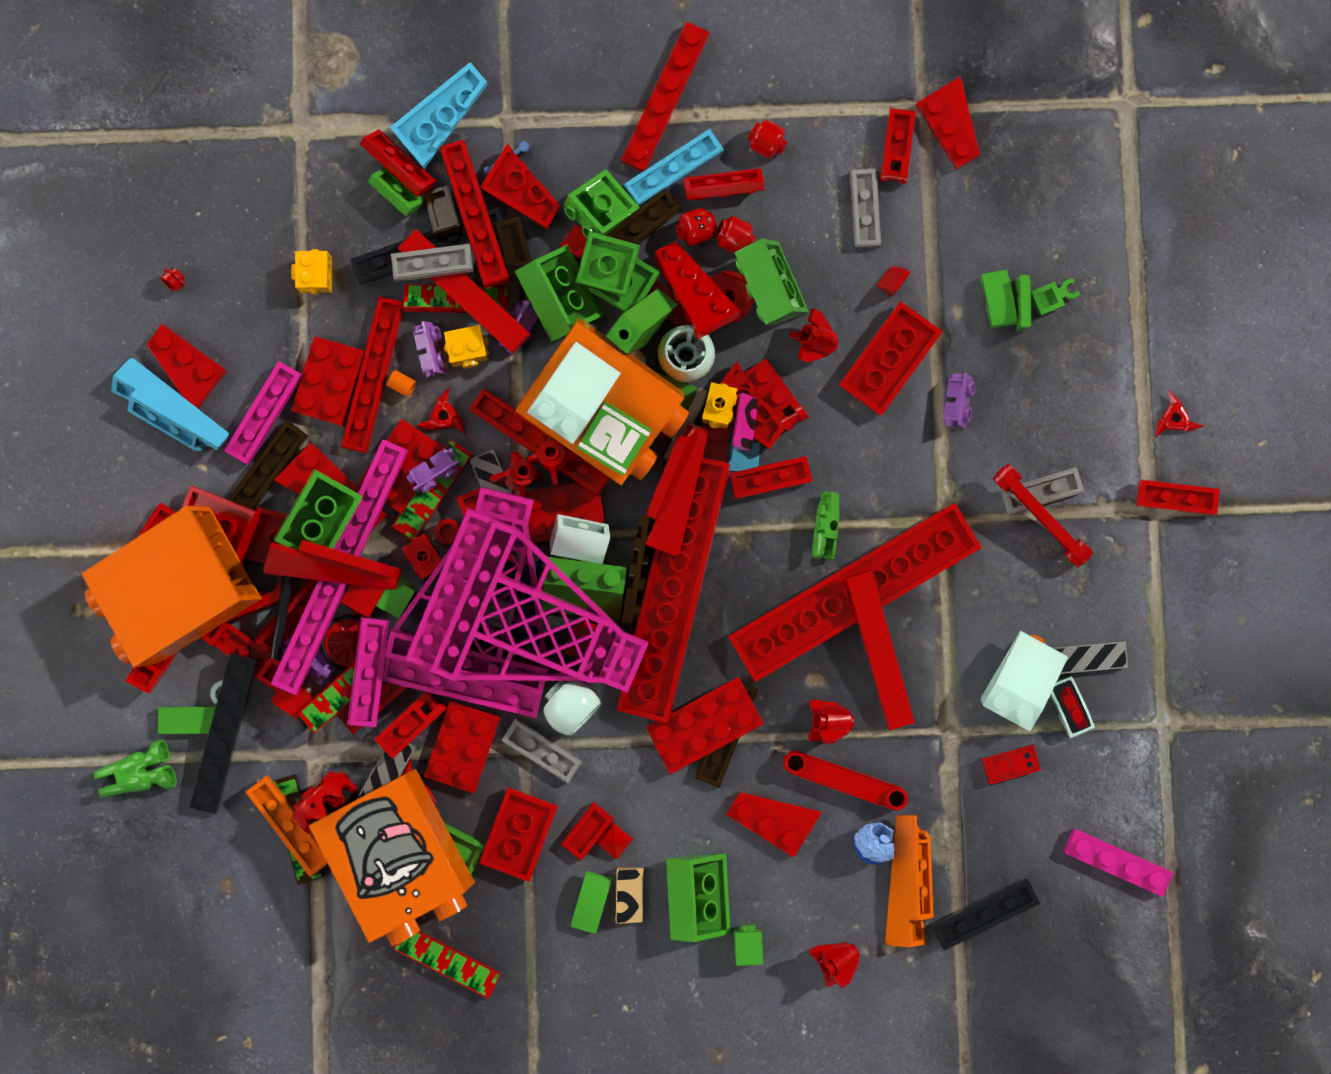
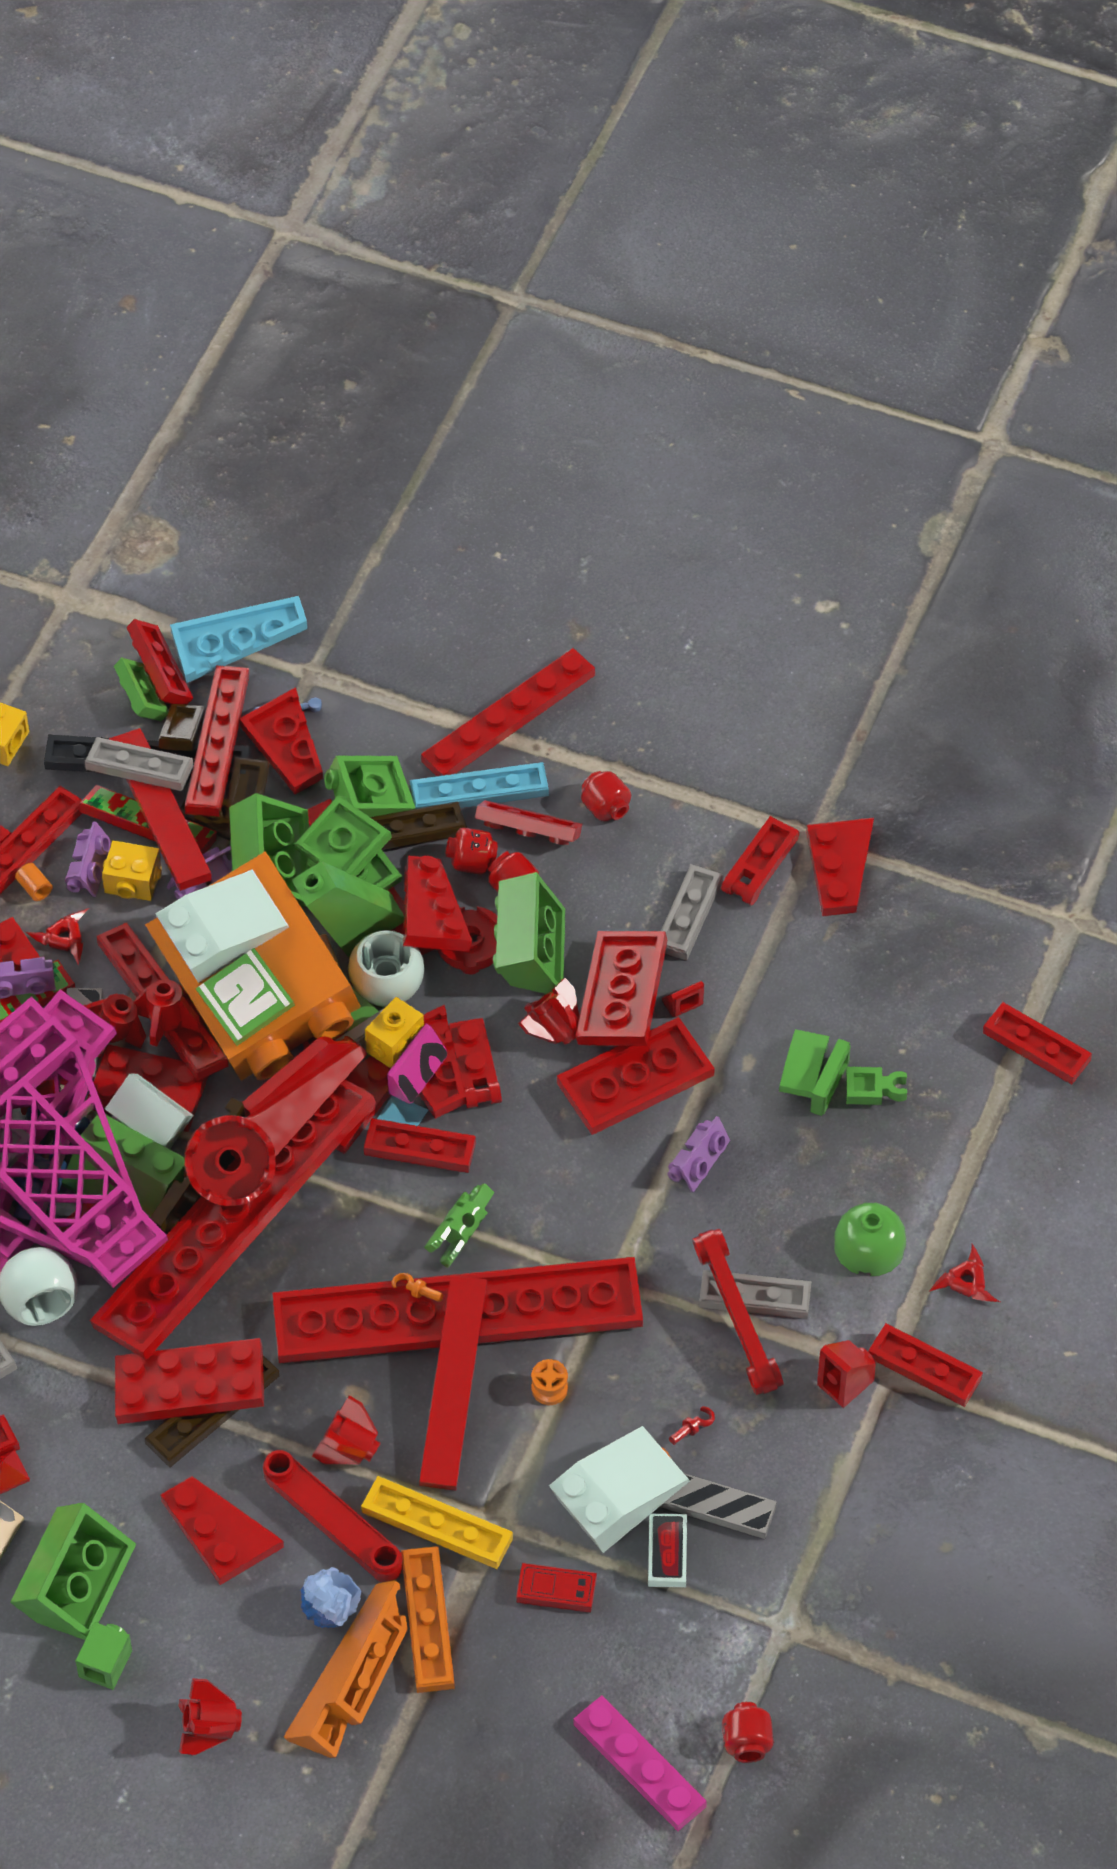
camera: 30 degrees right, 30 degrees down
(670, 578) = (255, 1166): none -> red plate
(825, 593) = (418, 1288): none -> orange hand
(853, 296) = (621, 988): none -> plate
(915, 754) = (437, 1522): none -> yellow plate
(939, 823) = (427, 1619): none -> orange tile
(945, 618) = (549, 1372): none -> orange wheel
(985, 914) = (430, 1747): black plate -> none
(1044, 608) = (691, 1426): none -> red hand
(1101, 417) = (870, 1239): none -> bright green cylinder
(1133, 528) = (845, 1371): none -> red slope
(1148, 214) = (1037, 1043): none -> red plate
(1179, 814) = (747, 1732): none -> red head

